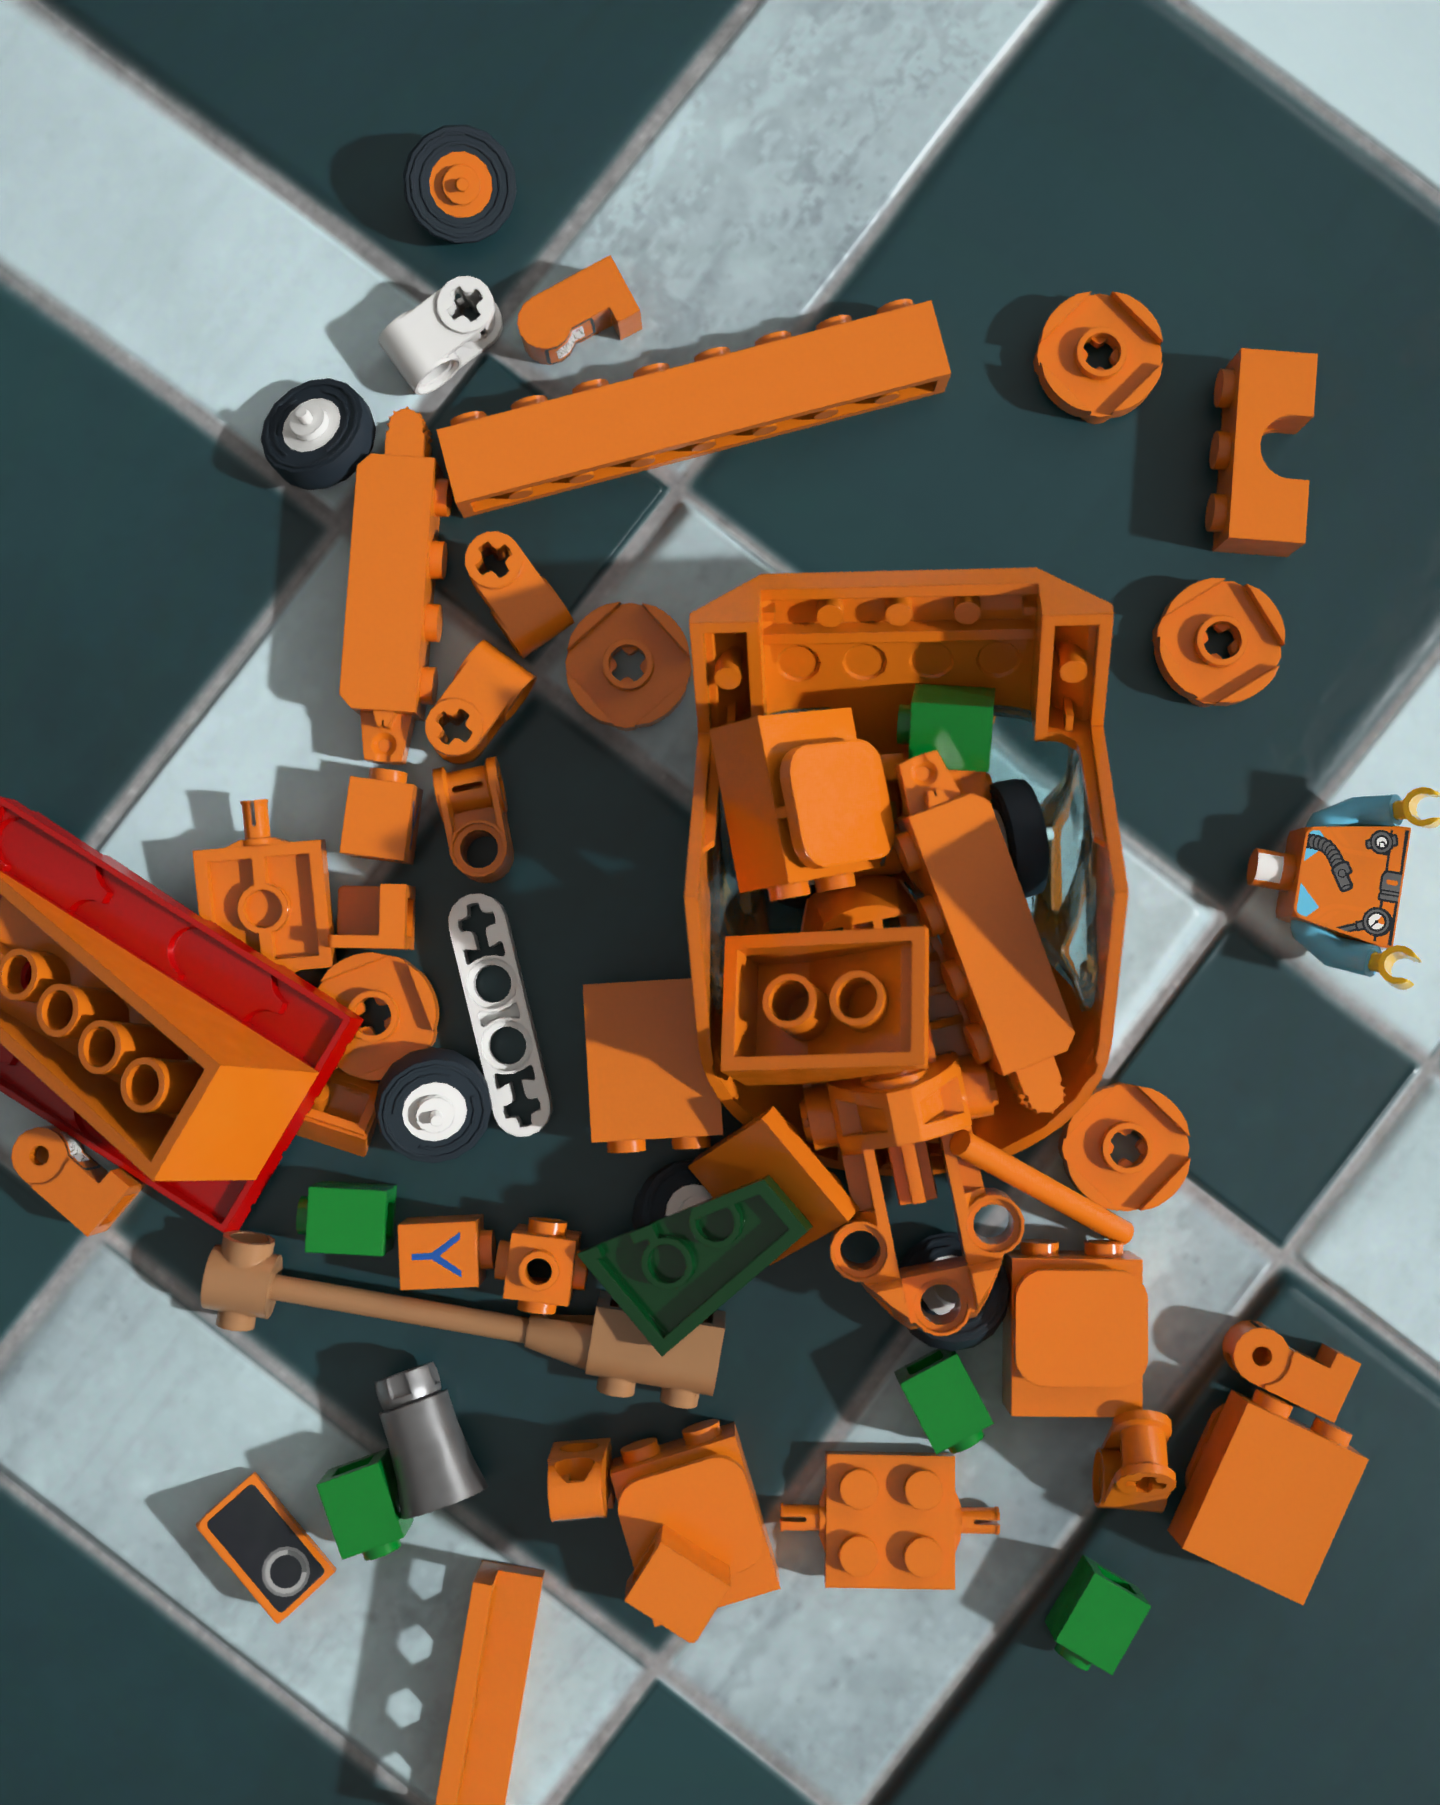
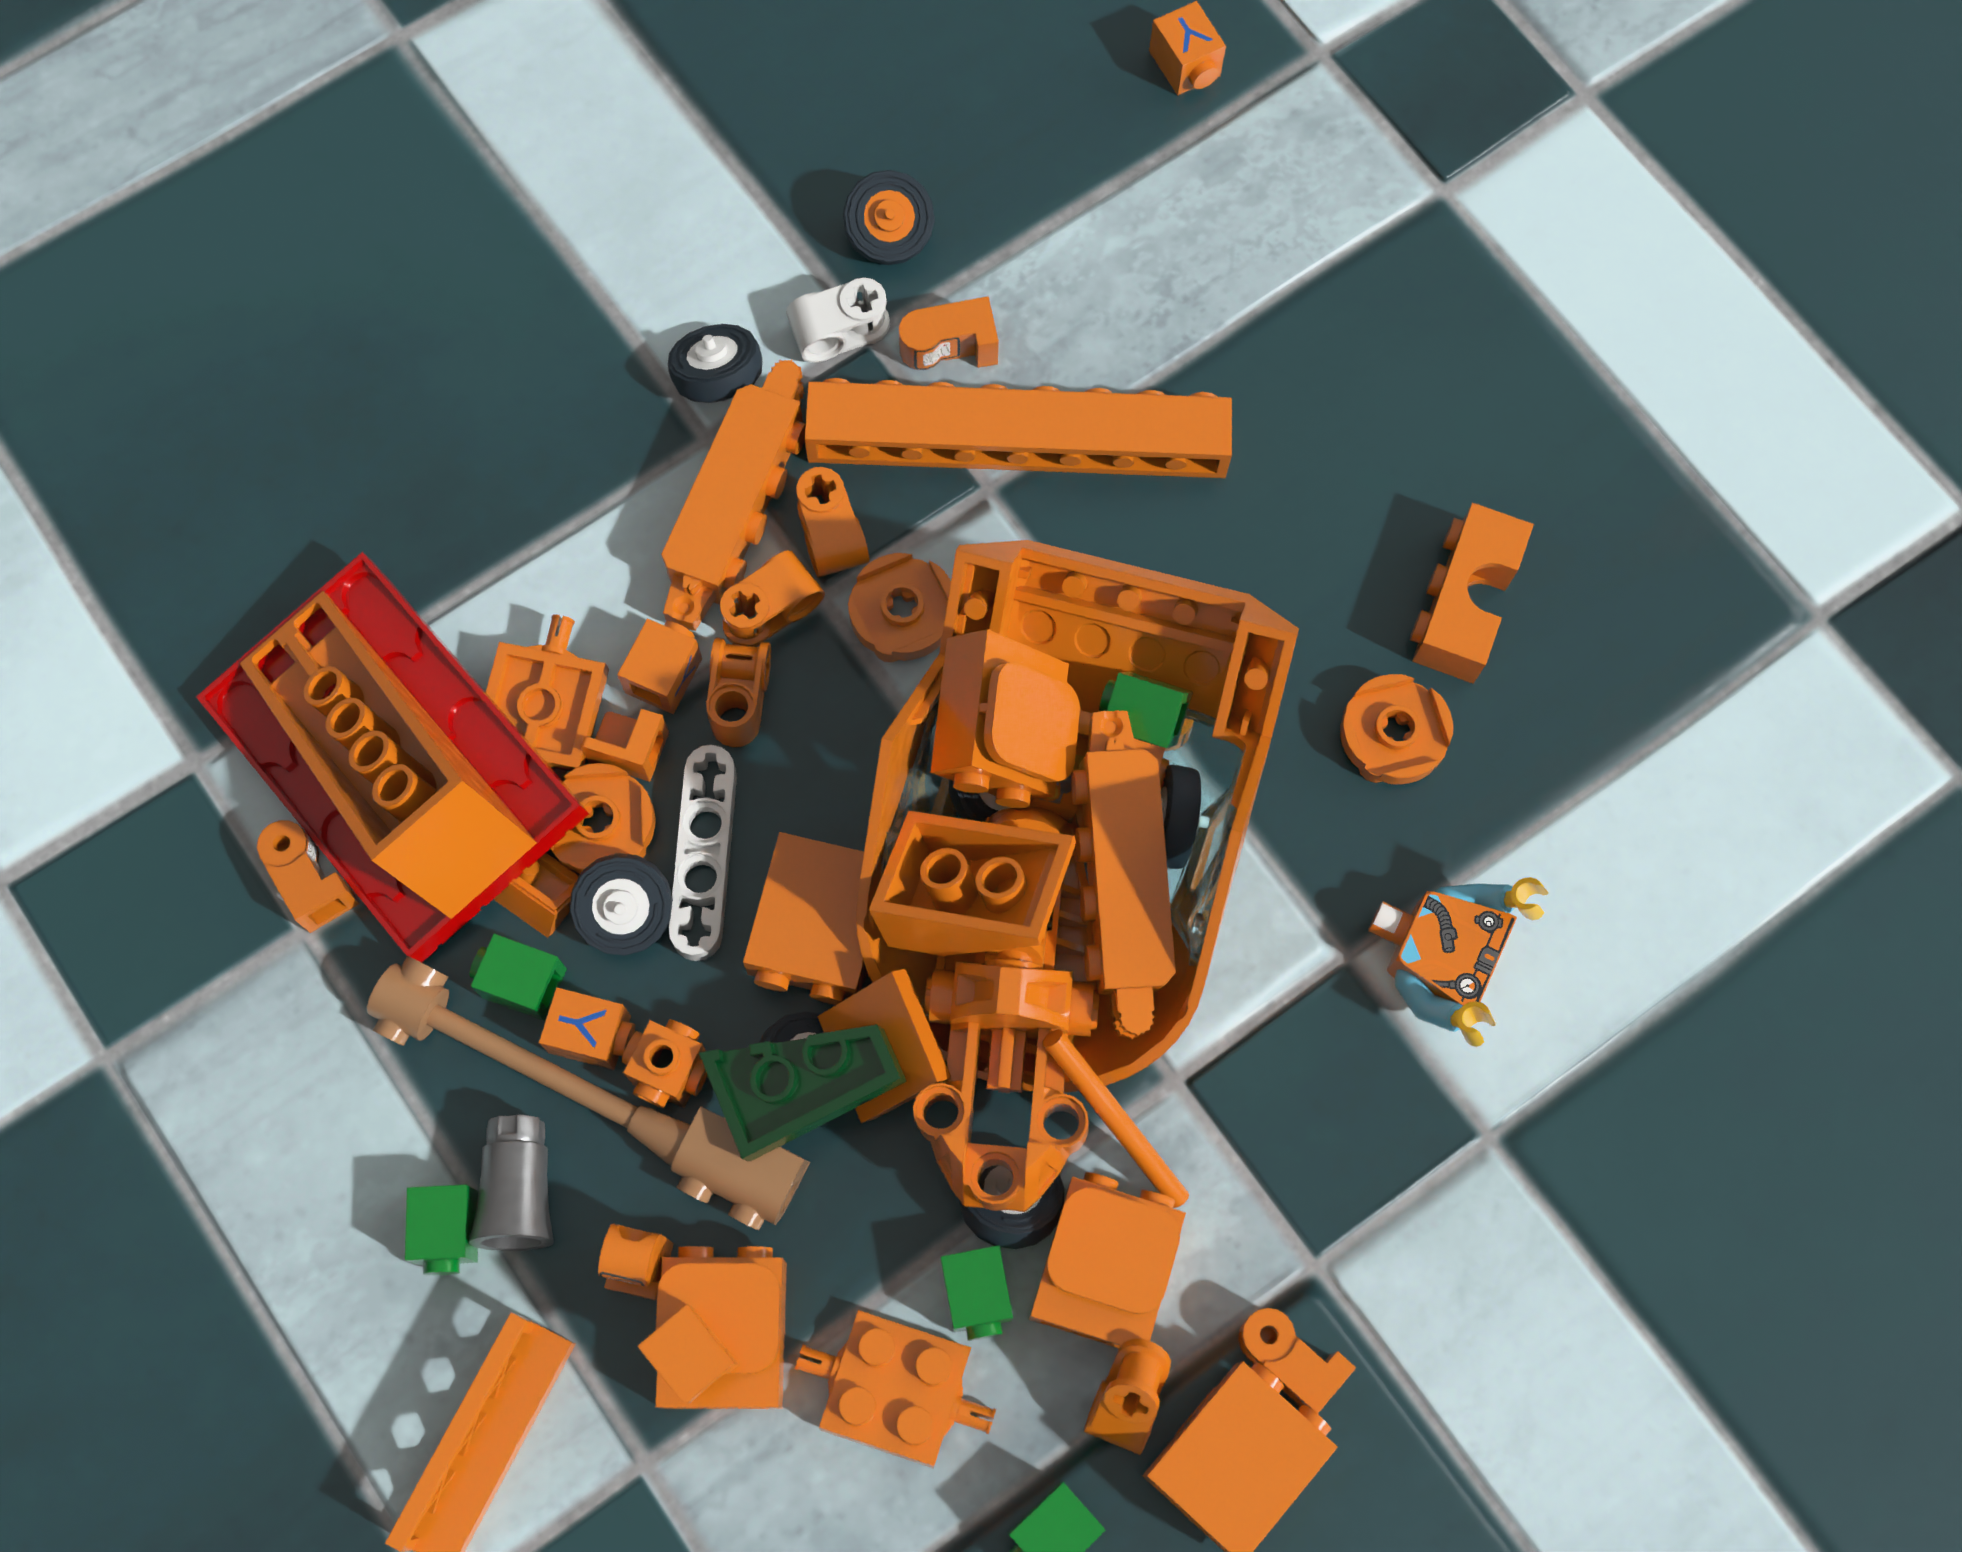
camera: 15 degrees right, 15 degrees down
(265, 1547) = (342, 1240): slope -> none
(1097, 320) = (1354, 511): orange plate -> none
(1162, 1148) = (1209, 1089): orange plate -> none

